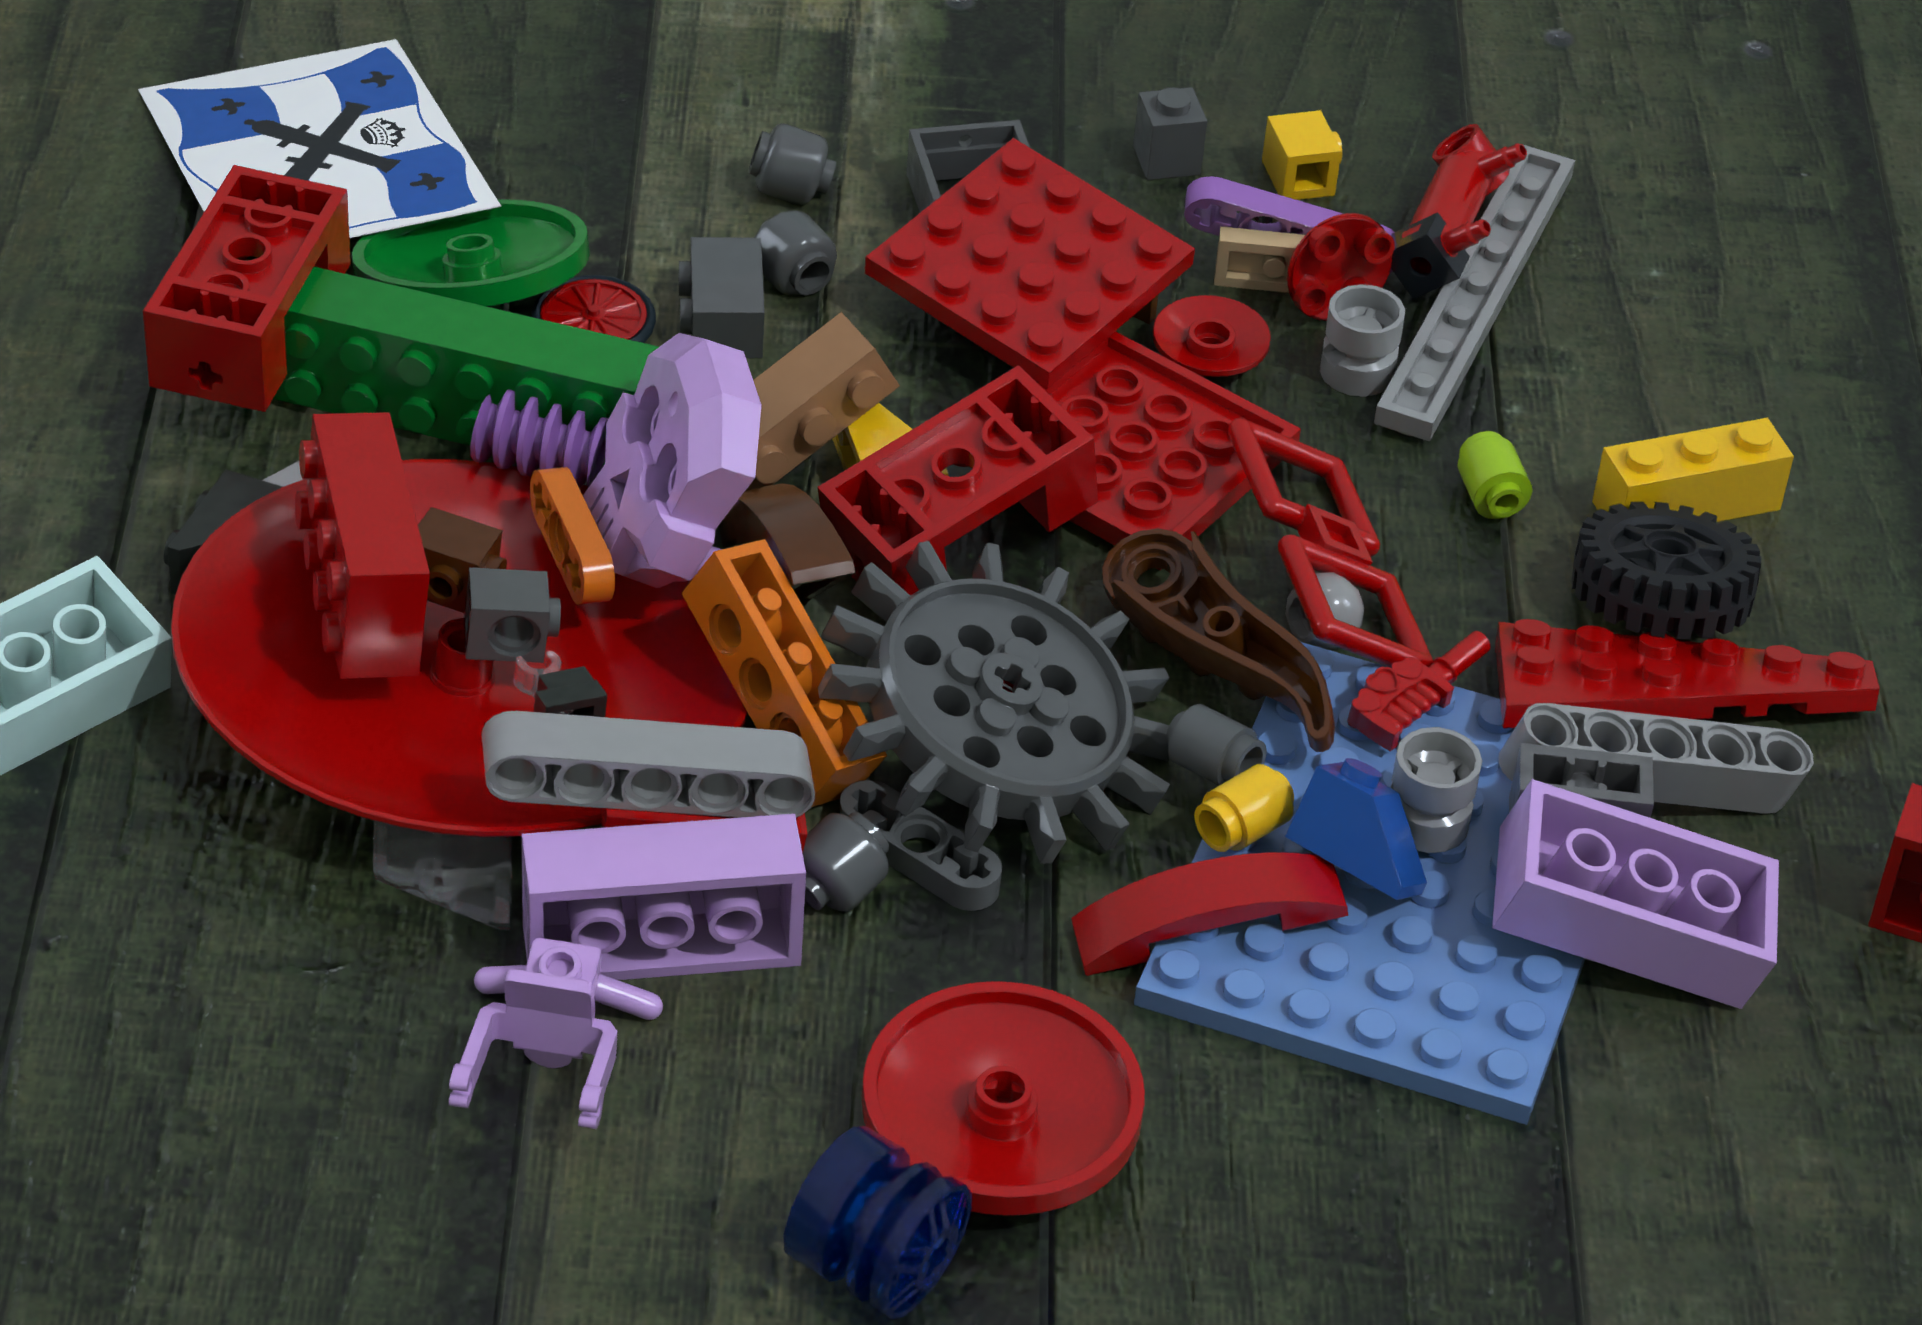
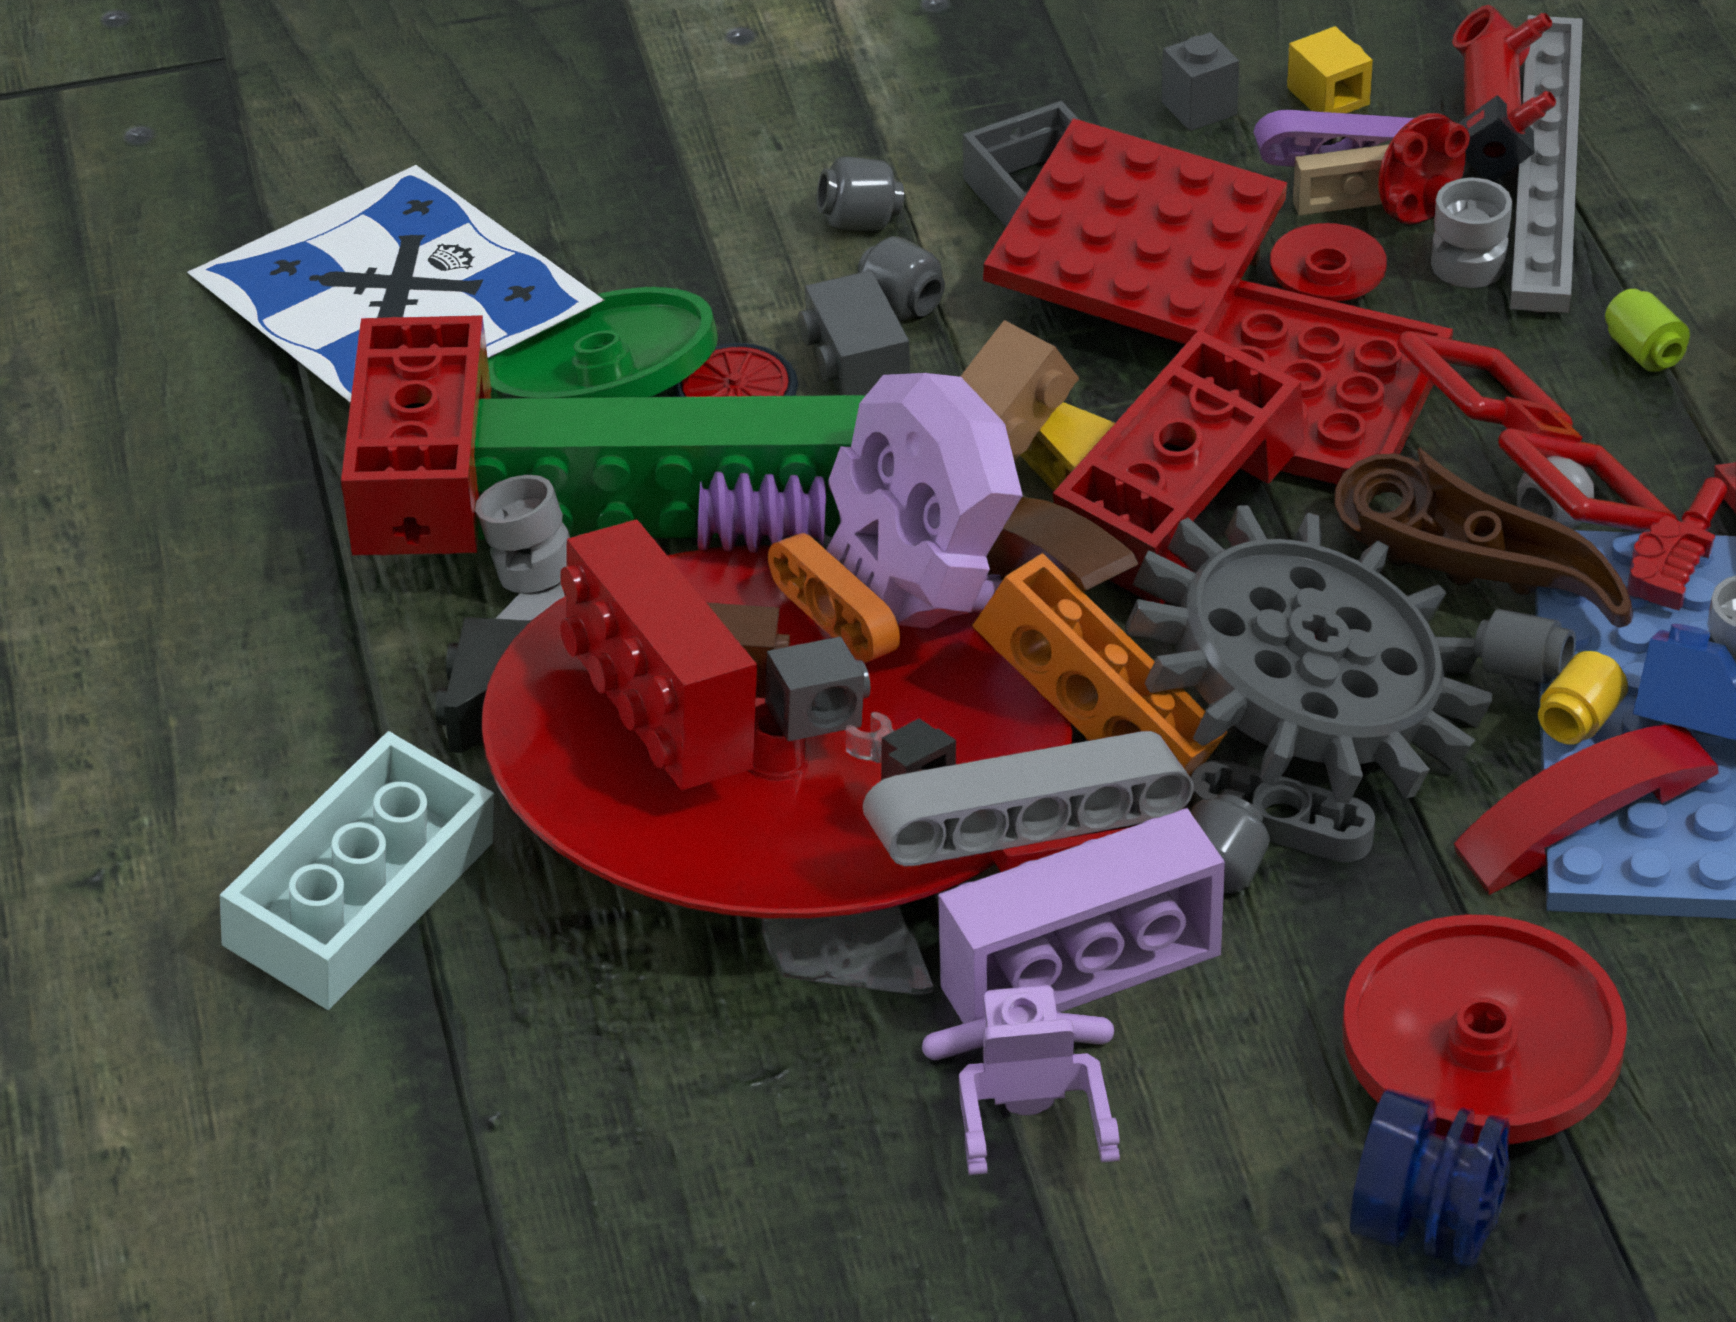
camera: 10 degrees left, 0 degrees up
(309, 385) = (524, 532): none -> light grey wheel

